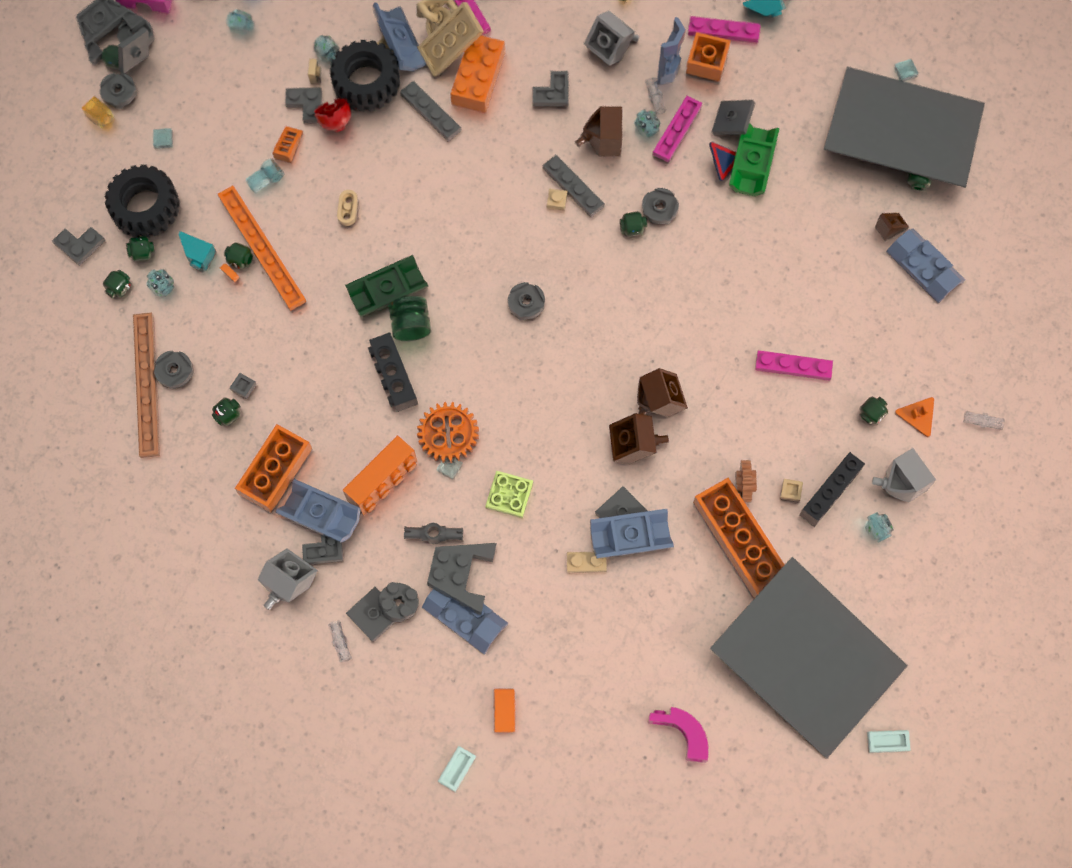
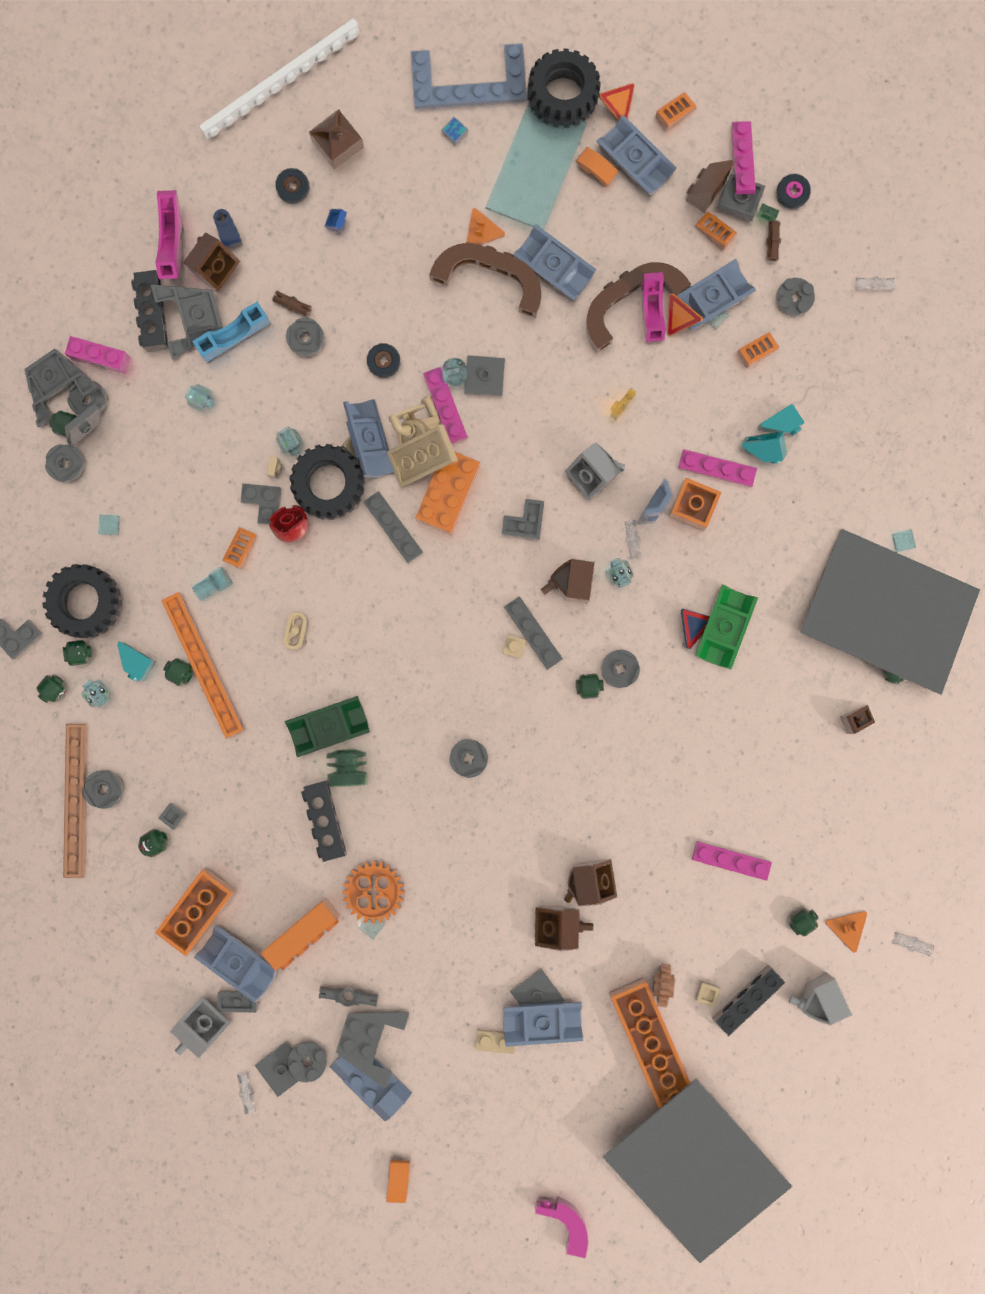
camera: 10 degrees right, 15 degrees up
(97, 112) = (42, 488): clear yellow brick -> none
(229, 272) = (168, 691): orange tile -> none
(457, 768) = (346, 1230): light aqua tile -> none
(509, 494) = (428, 962): yellowish green tile -> none
(677, 129) = (650, 582): dark pink plate -> none
(733, 117) = (711, 578): dark grey plate -> none
(878, 527) = (788, 1044): clear light blue head -> none
(888, 741) = (761, 1254): light aqua tile -> none
(925, 264) = (885, 768): sand blue piece -> none

